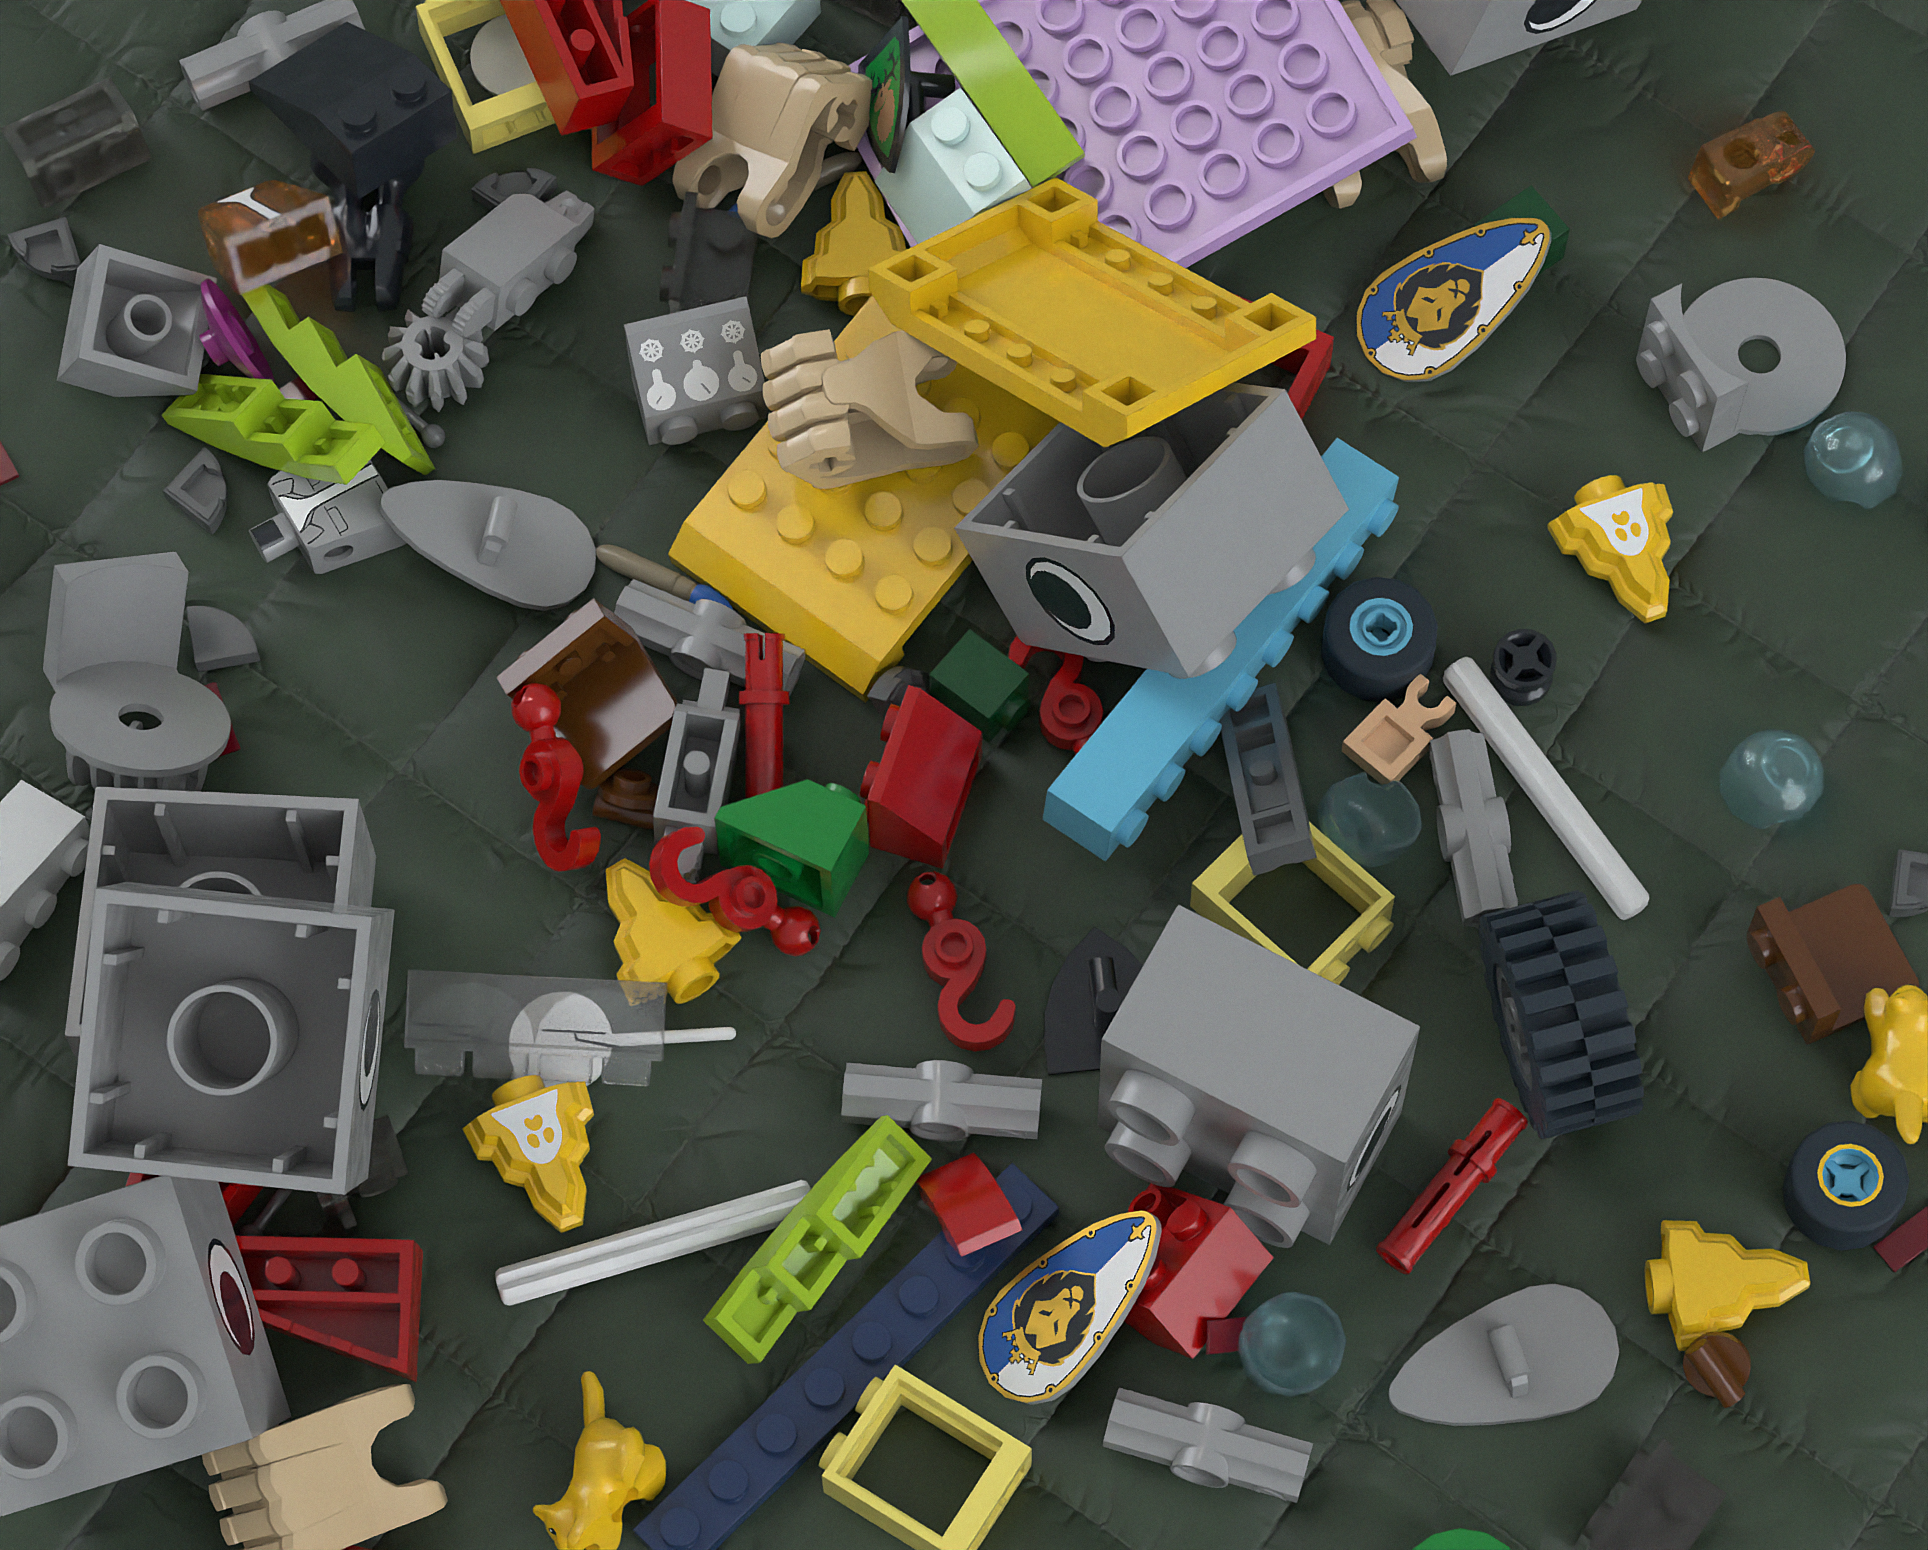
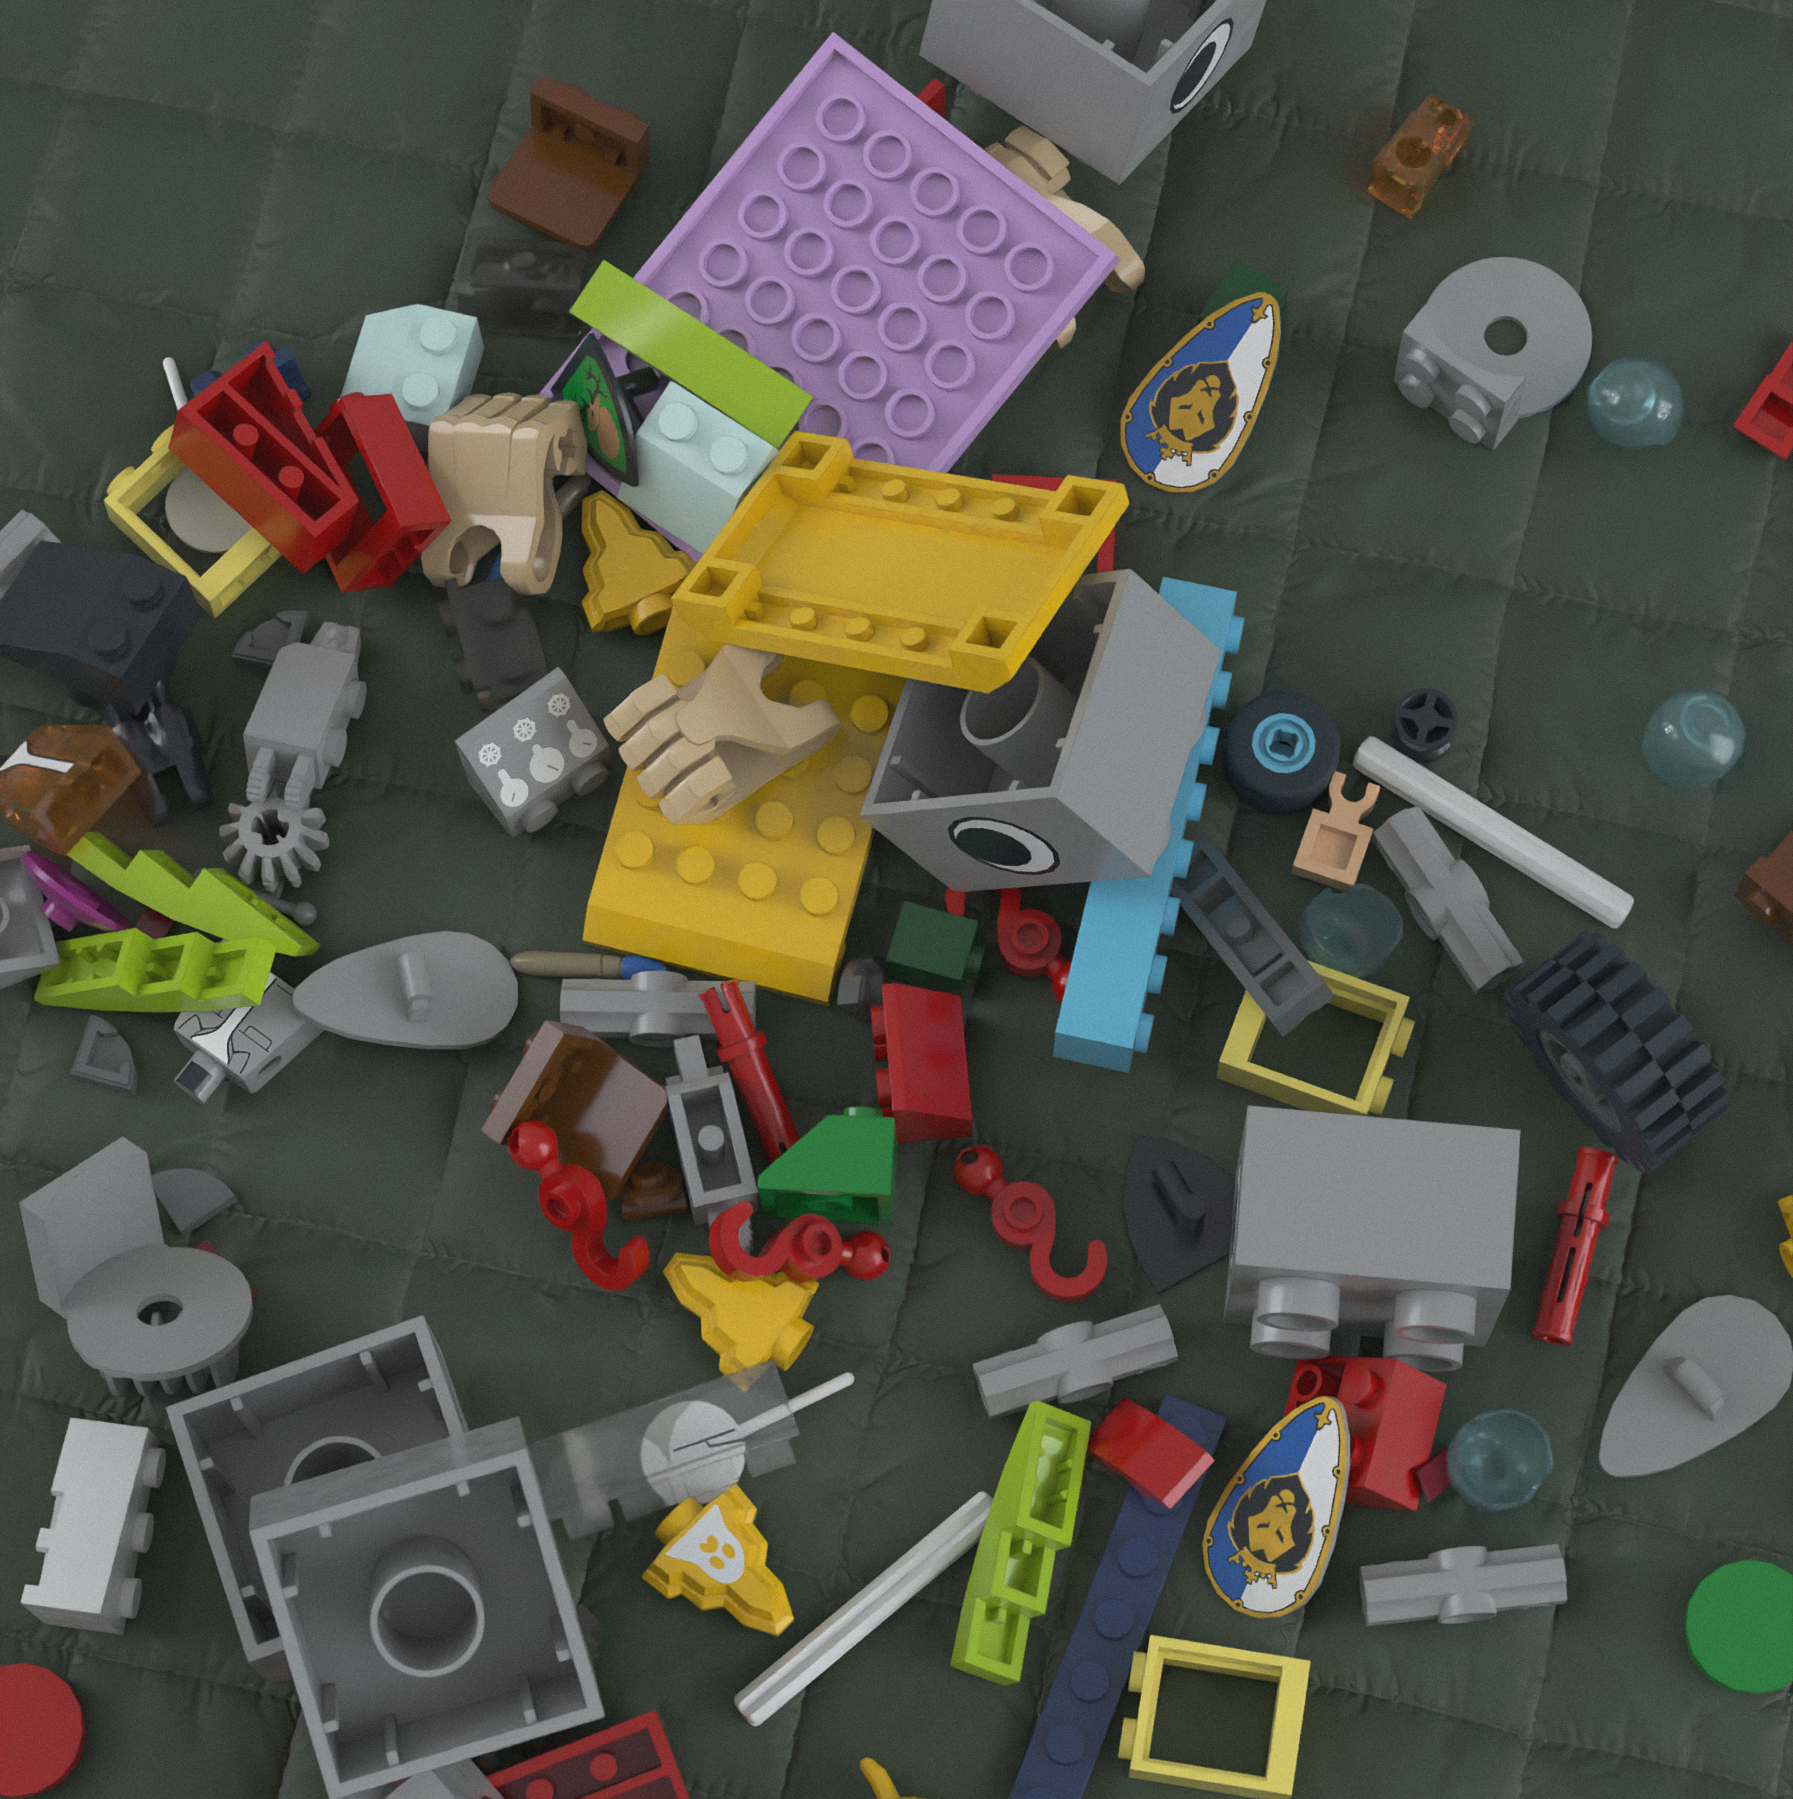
camera: 20 degrees left, 5 degrees up
(1621, 539) = (1461, 568): yellow rock -> none

